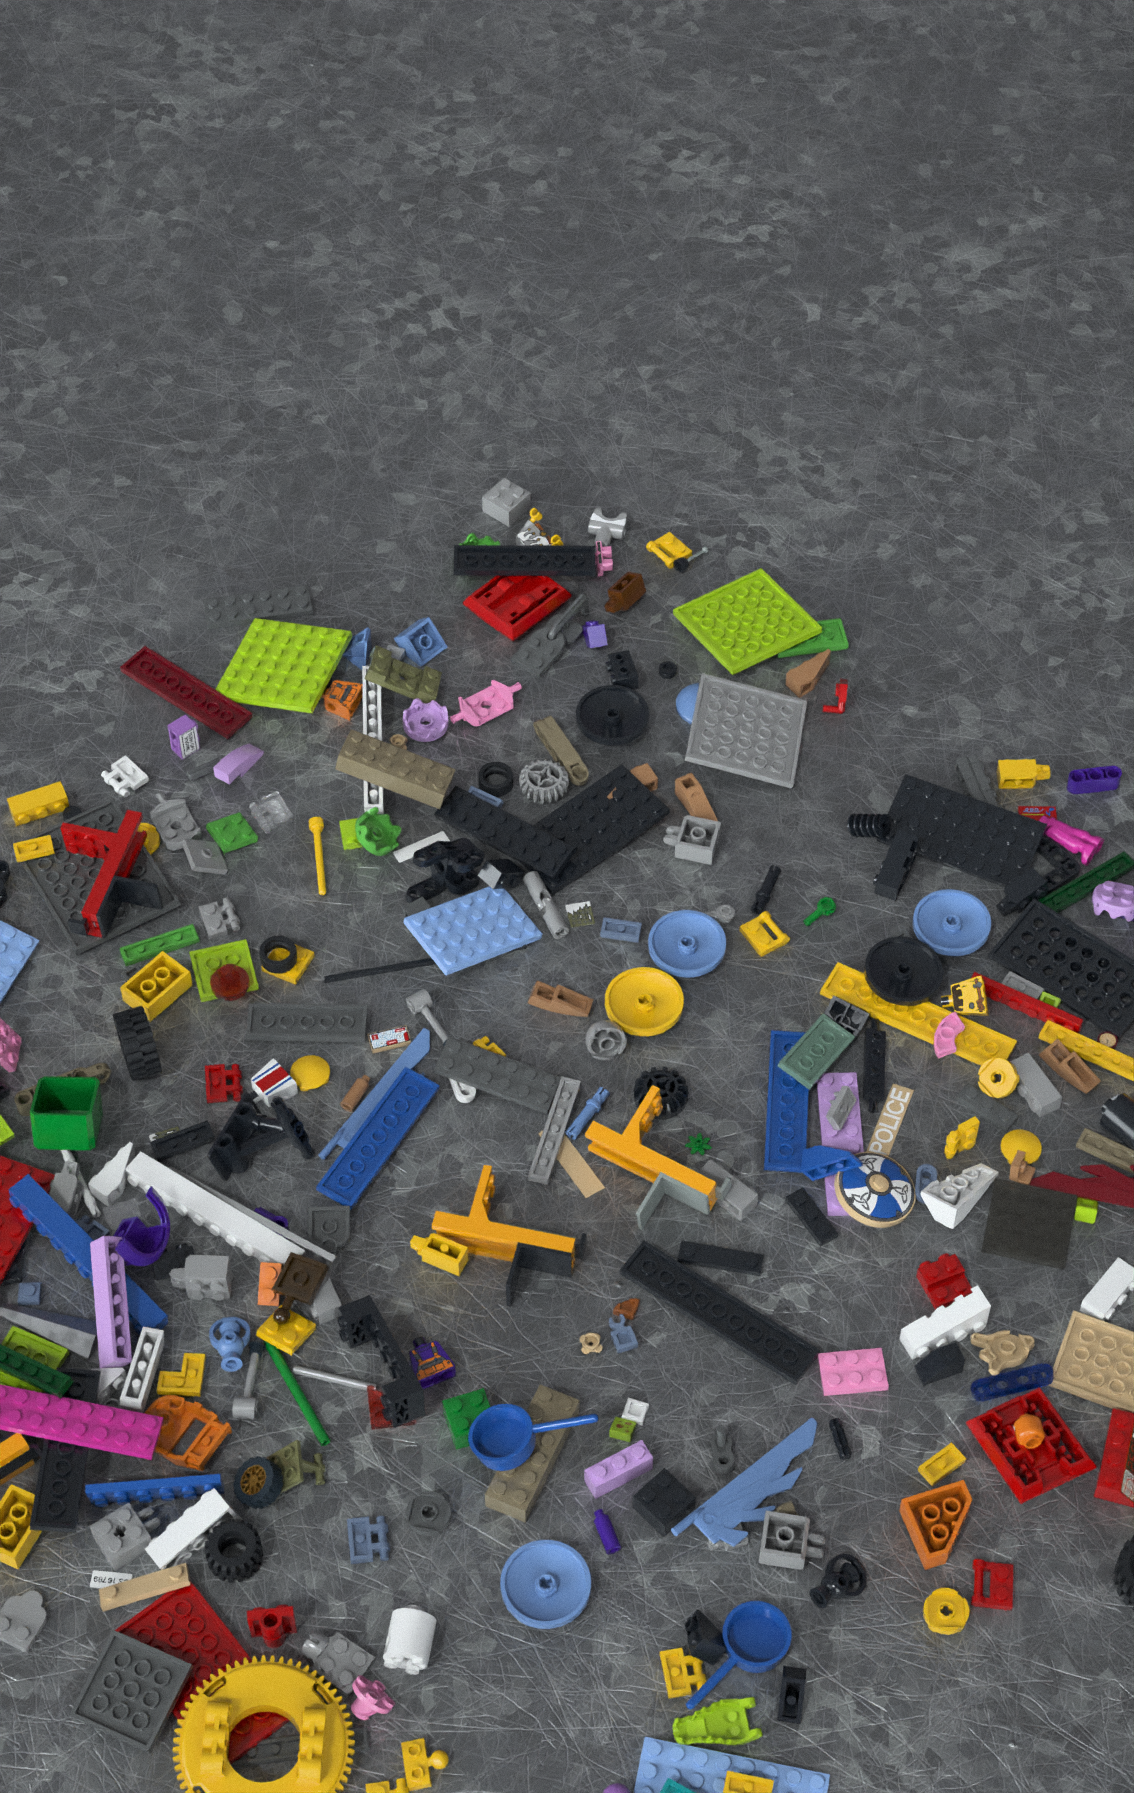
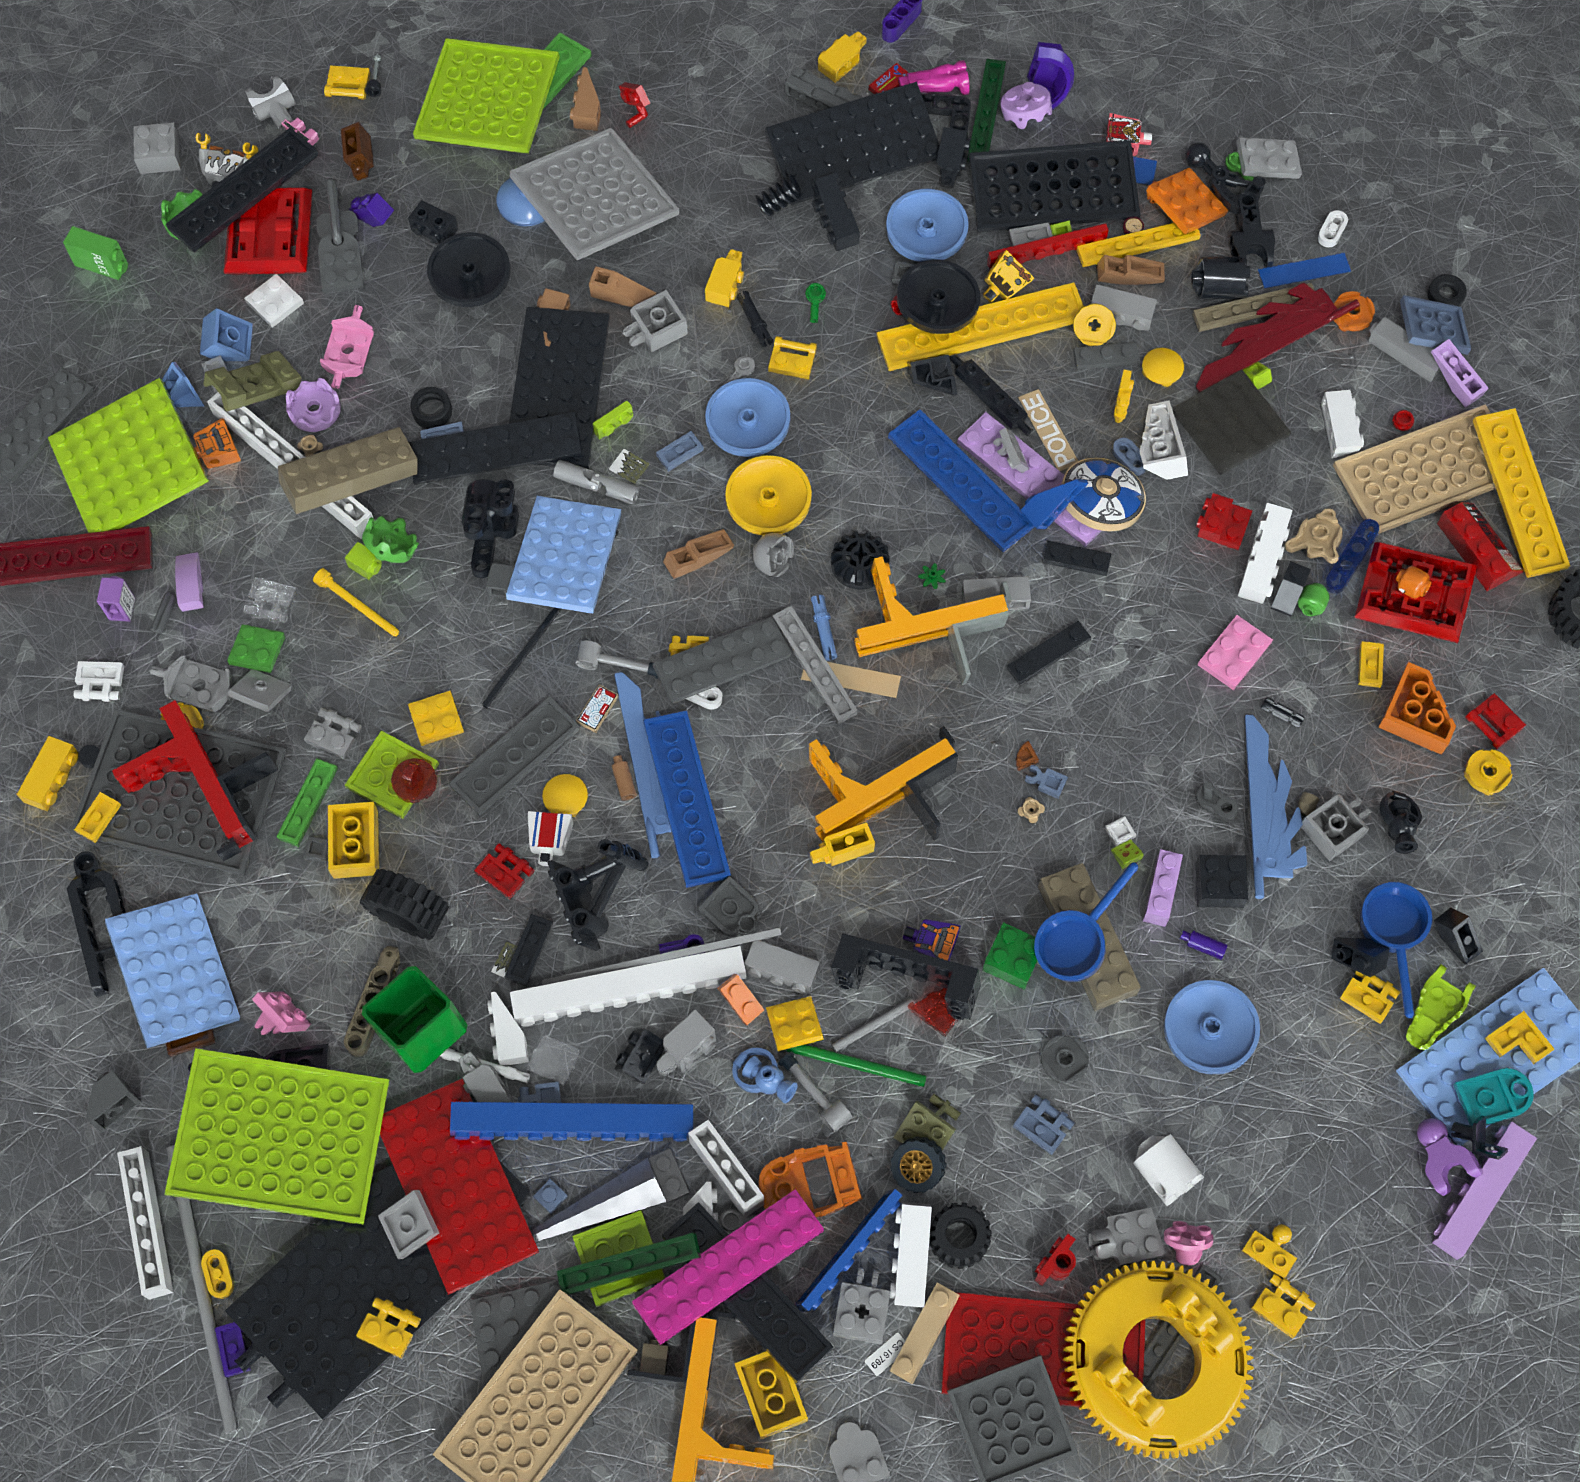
camera: 45 degrees left, 15 degrees up
(110, 1303) = (644, 1139): lavender brick -> none
(140, 1243) = (603, 1068): dark purple piece -> none
(186, 1382) = (764, 1142): yellow plate -> none
(273, 943) = (423, 704): black tyre -> none
(298, 1281) = (768, 974): dark brown plate -> none
(398, 533) = (95, 253): none -> bright green brick
(408, 851) = (432, 520): white sticker -> none
(475, 643) = (274, 300): none -> white plate
(501, 874) = (535, 486): black brick -> none
(543, 781) = (463, 382): light grey gear -> none
(561, 750) = (458, 336): dark tan piece -> none
(600, 876) = (608, 423): none -> lime plate
(667, 670) = (465, 192): black tile -> none
(720, 1312) = (1095, 696): black plate -> none
(774, 849) = (724, 279): none -> yellow hinge
(816, 1051) = (944, 420): sand green plate -> none
(946, 1034) = (1021, 323): bright pink tile -> none
(948, 1385) = (1313, 599): none -> bright green head
(1020, 1171) = (1185, 383): medium nougat bracket -> none

